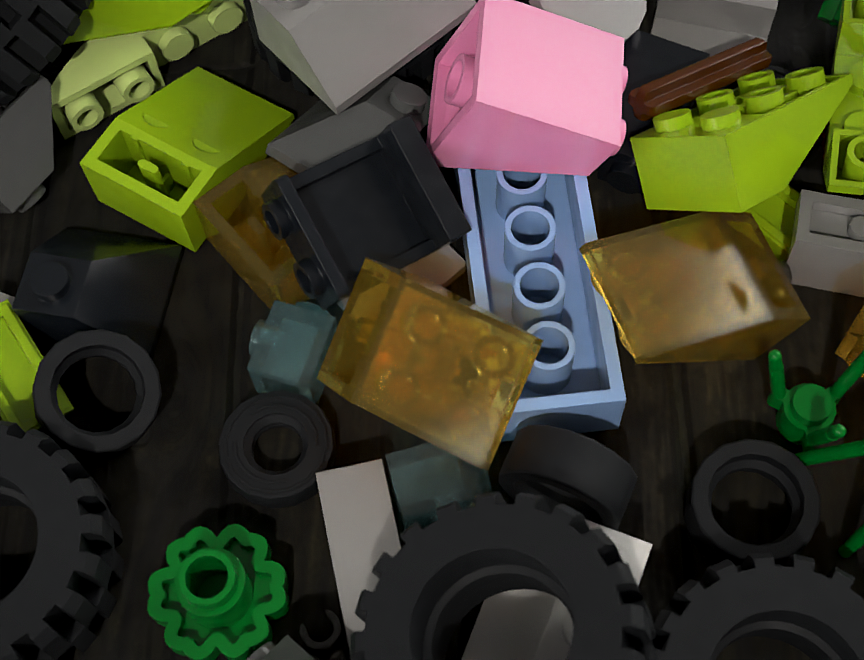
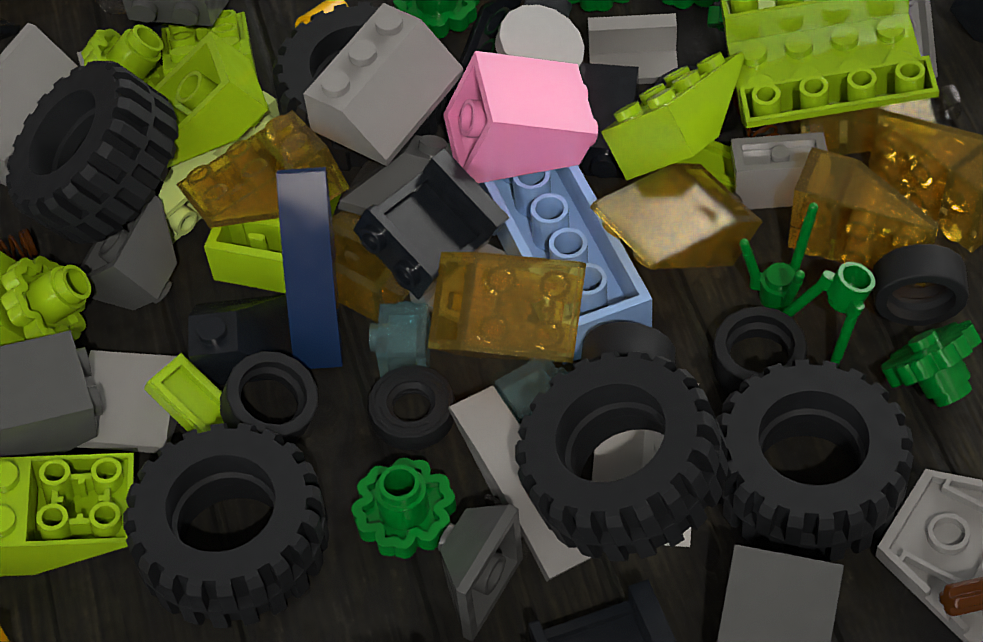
camera: 15 degrees left, 10 degrees down
(184, 88) = (243, 180): none -> clear yellow slope
(192, 227) = (310, 267): none -> dark blue slope
(698, 79) = (638, 81): reddish brown axle -> none

